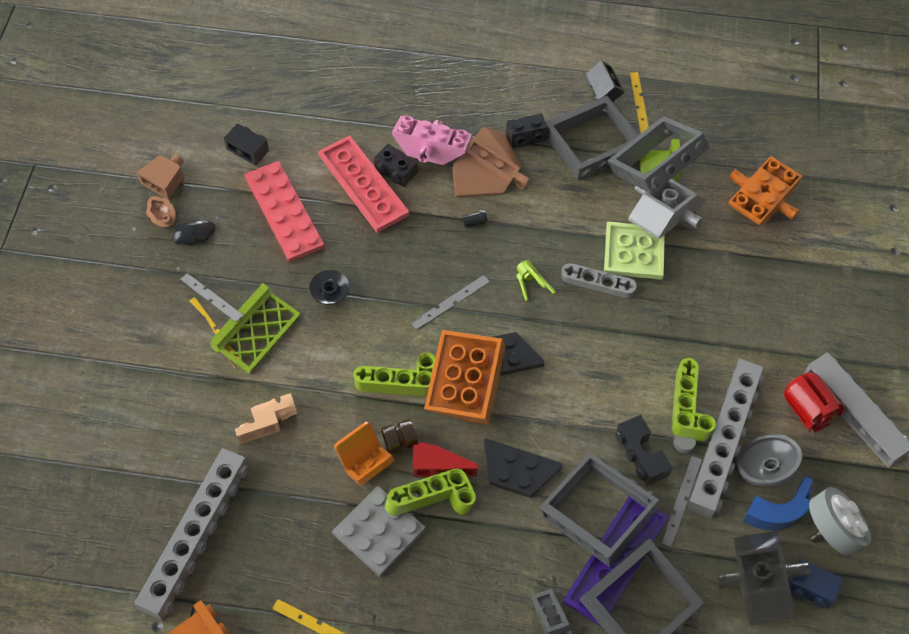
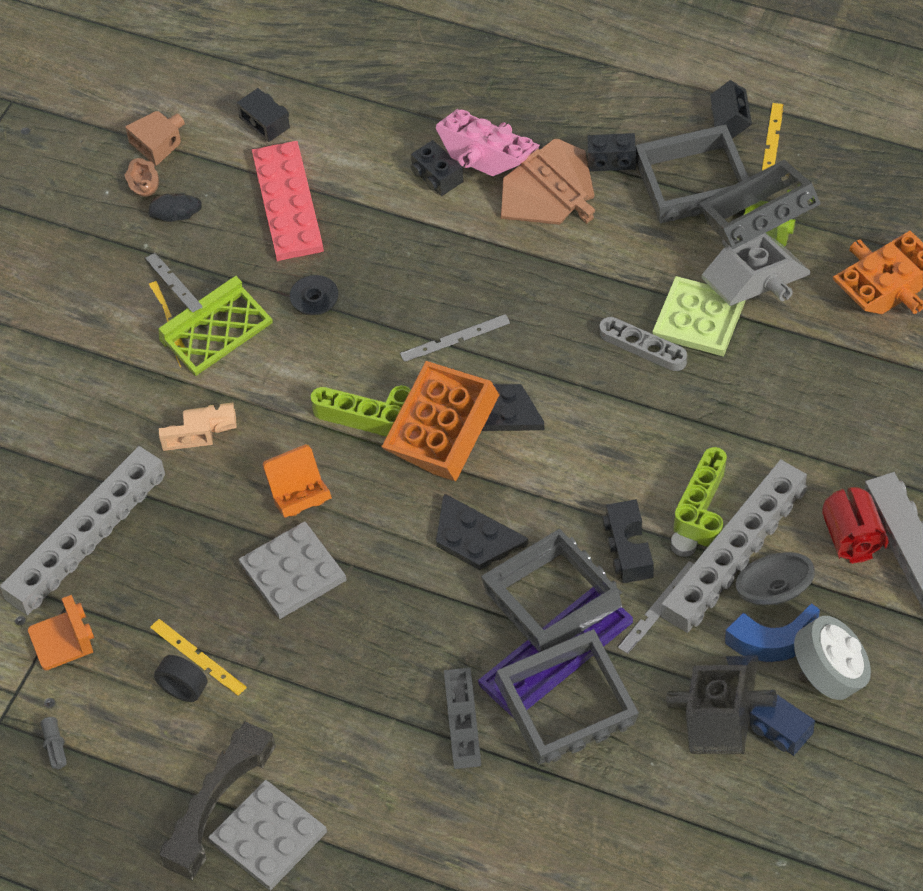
camera: 20 degrees right, 5 degrees down
(363, 184) = (391, 184): coral plate -> none
(399, 436) = (344, 472): dark brown wheel -> none
(401, 499) = (326, 539): lime beam -> none
(433, 460) = (379, 508): red slope -> none
(474, 218) = (513, 246): black pin -> none
(528, 272) = (559, 320): lime plant -> none

